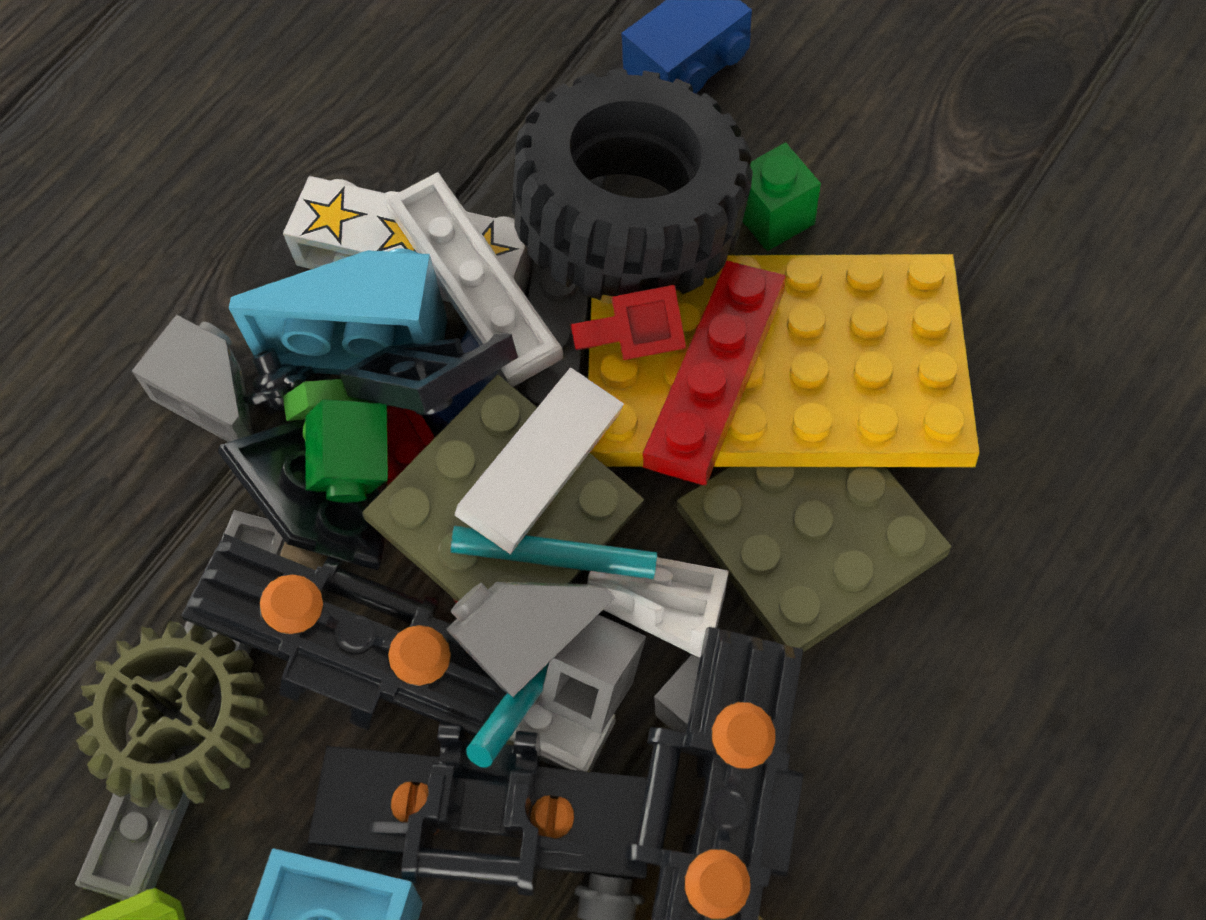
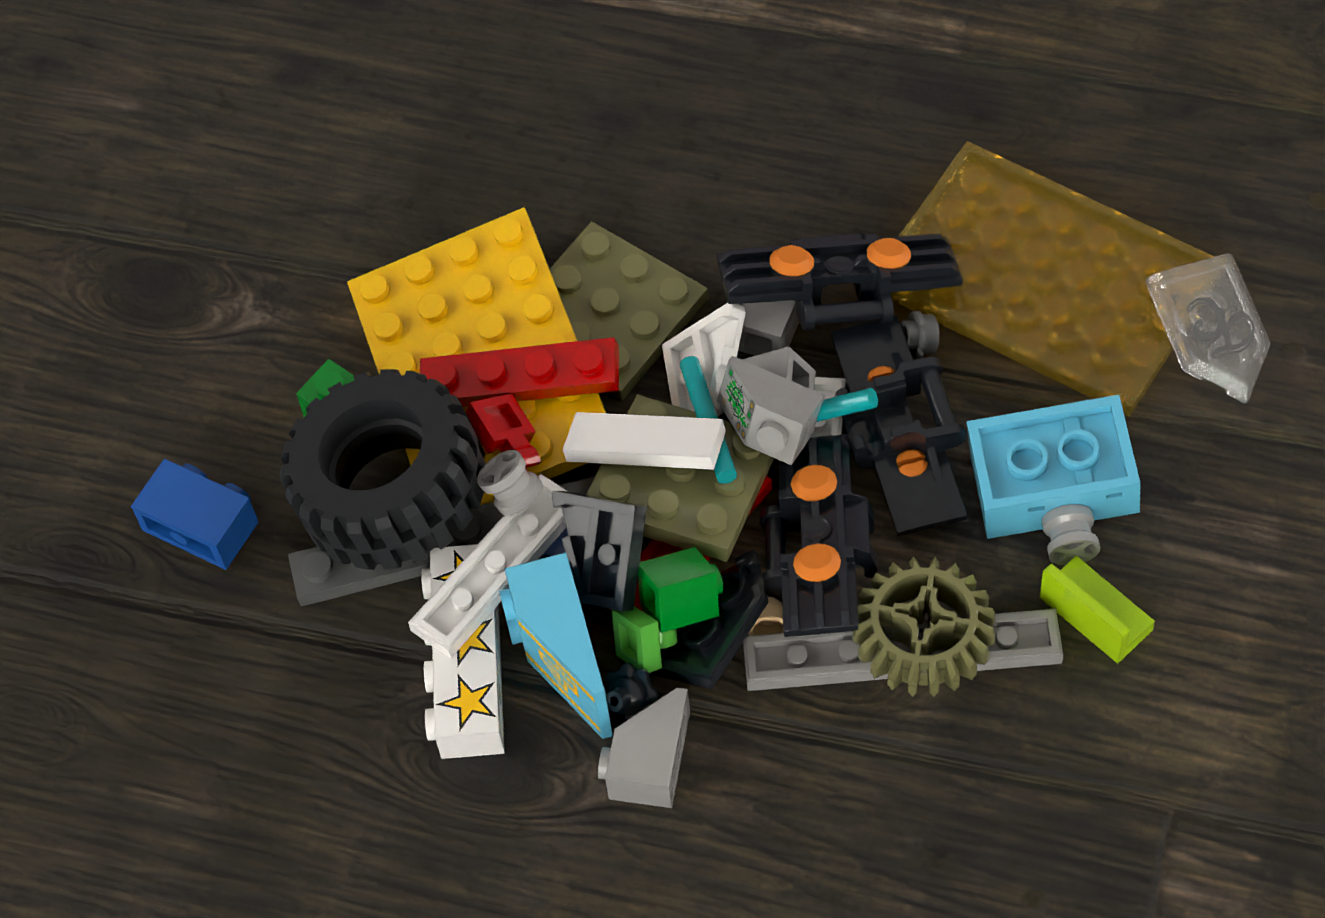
camera: 110 degrees left, 5 degrees down
(549, 299) = (509, 482): none -> light grey wheel

